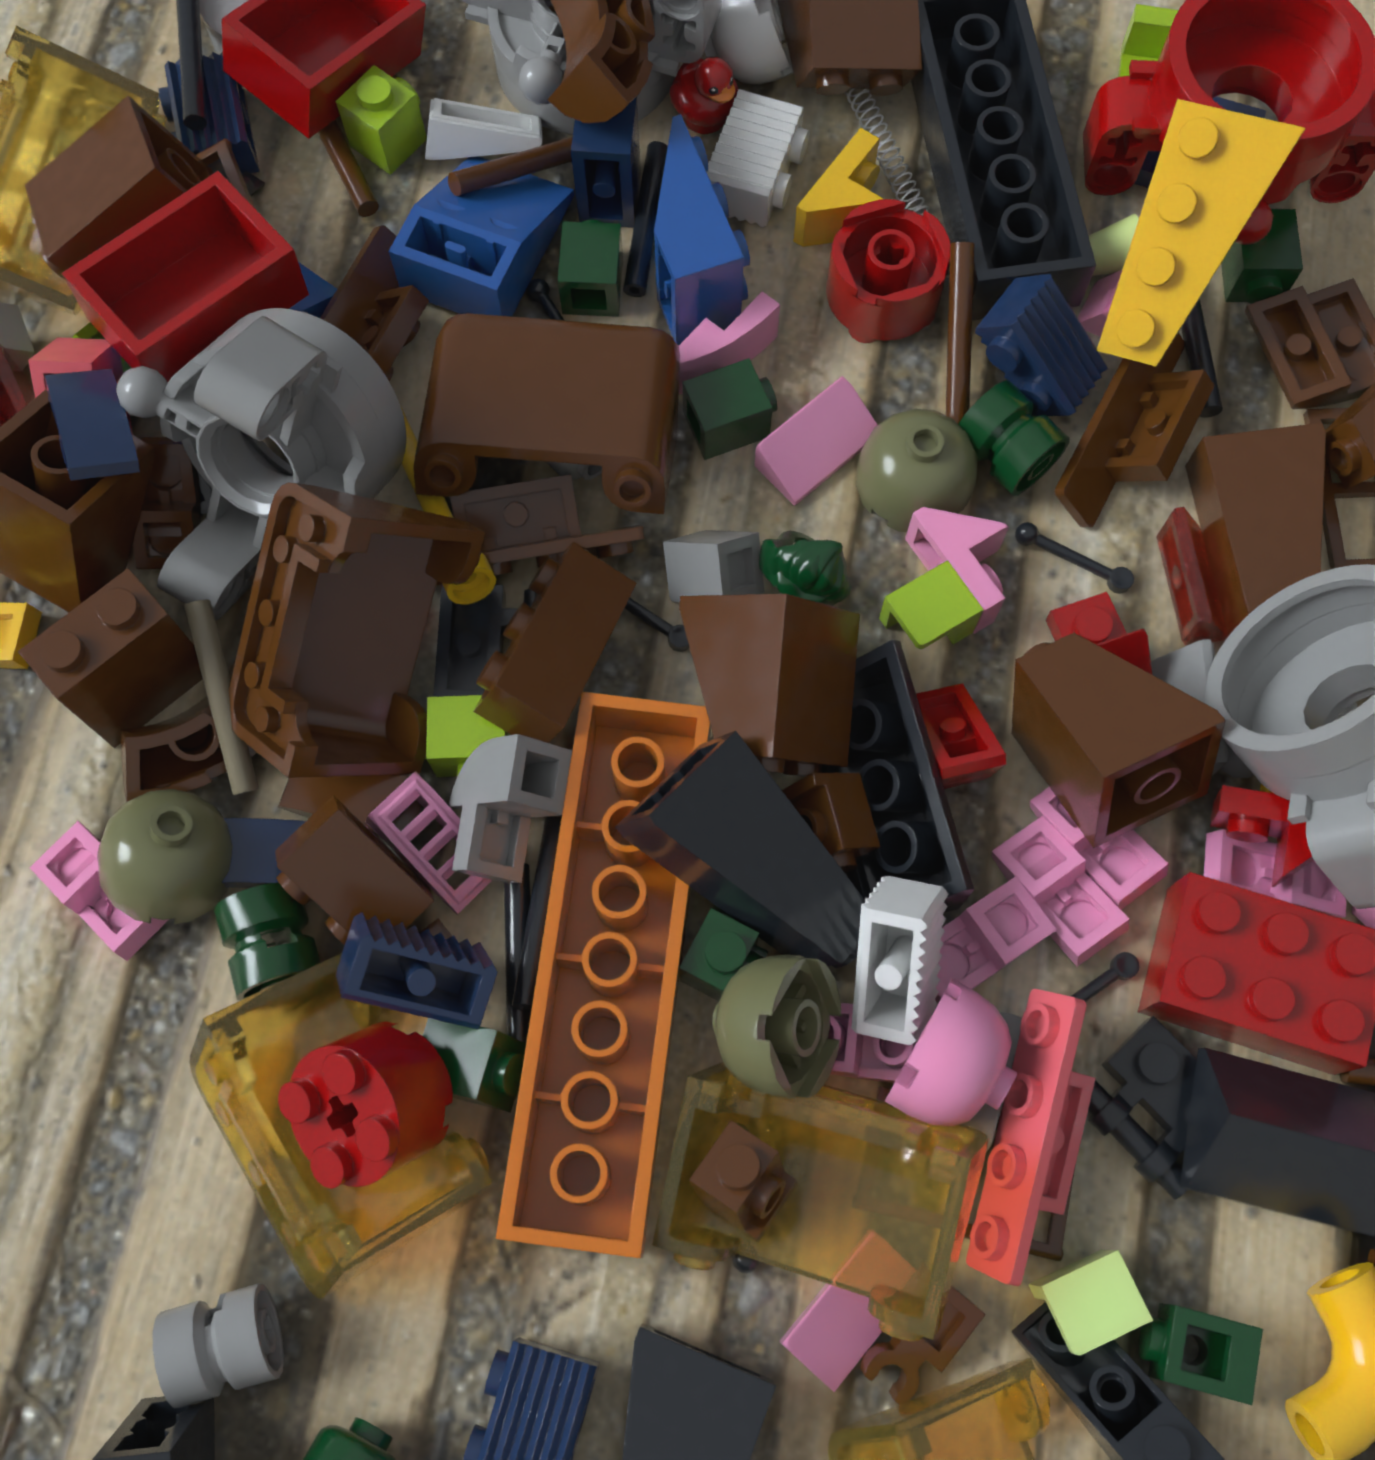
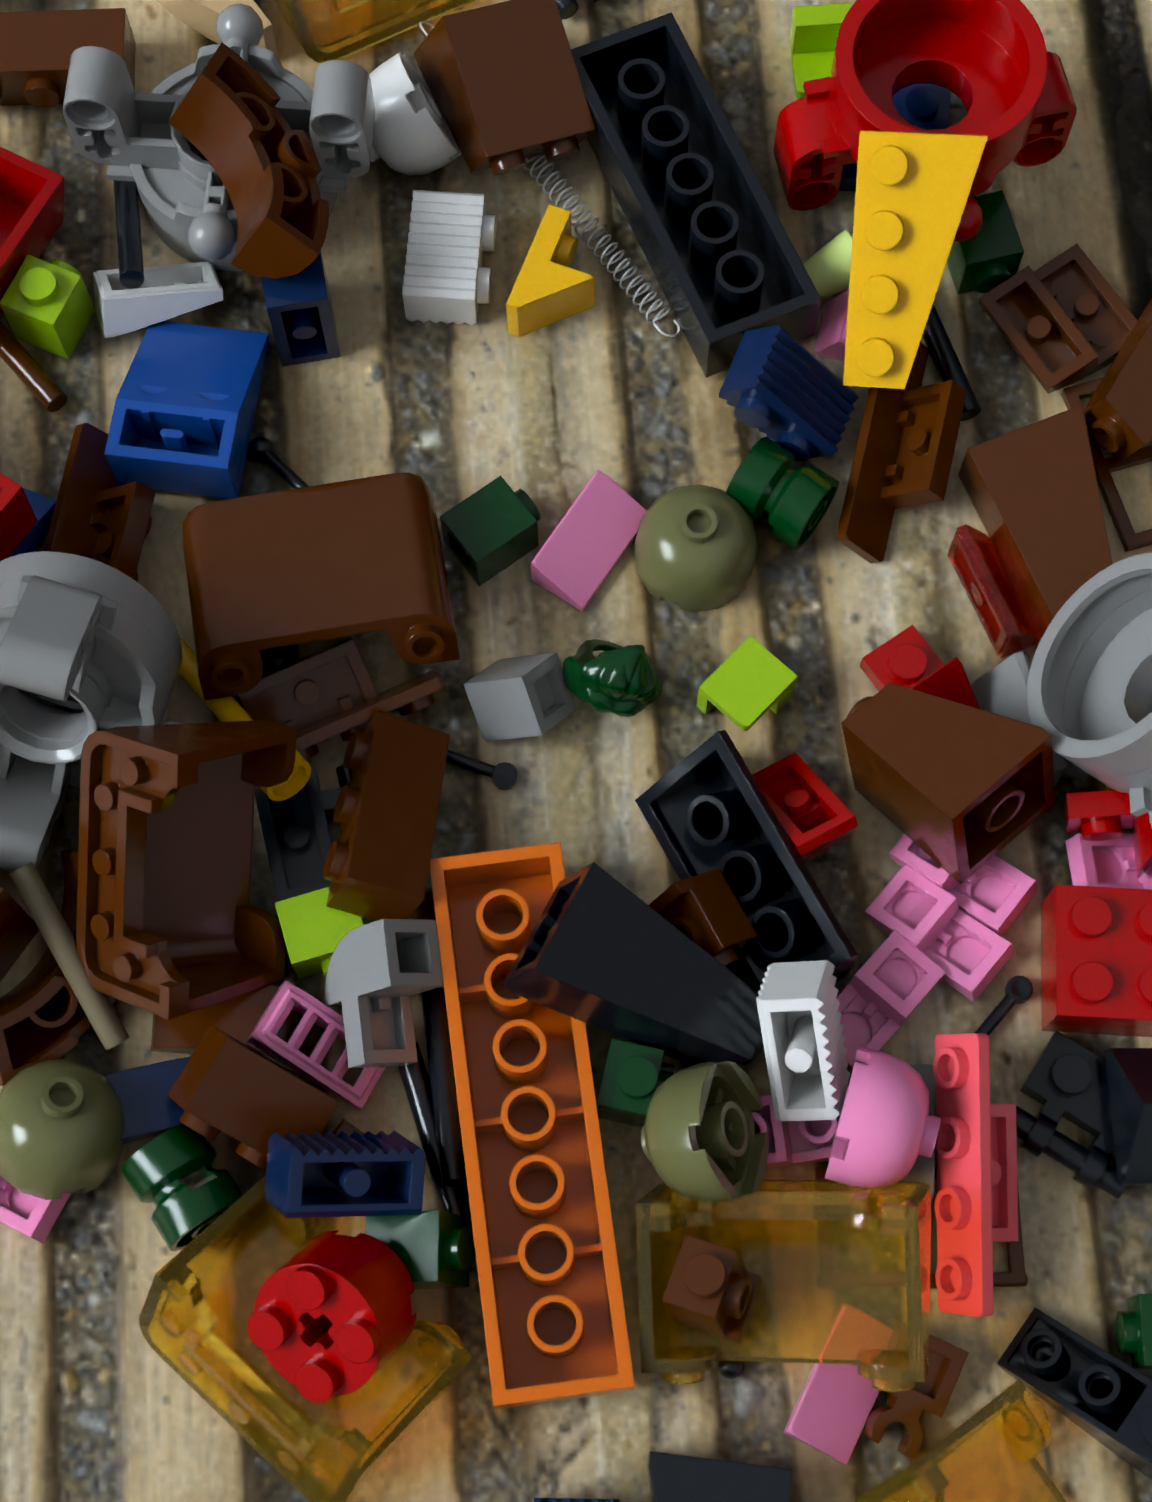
camera: 15 degrees left, 0 degrees up
(471, 71) = (128, 234): none -> black bar
(510, 167) = (203, 326): reddish brown bar -> none
(590, 268) = (310, 415): dark green brick -> none
(643, 231) = (351, 346): black piece -> none
(695, 248) = (419, 381): blue slope -> none
(704, 94) = (378, 201): red animal -> none
(746, 337) = (461, 473): bright pink slope -> none
(776, 675) = (614, 795): reddish brown slope -> none
(887, 271) = (614, 349): red brick -> none
(959, 329) = (703, 397): reddish brown bar -> none
(964, 543) = (758, 612): bright pink slope -> none
(1093, 1300) = (1064, 1312): yellowish green panel -> none
(1118, 579) = (920, 608): black hinge -> none

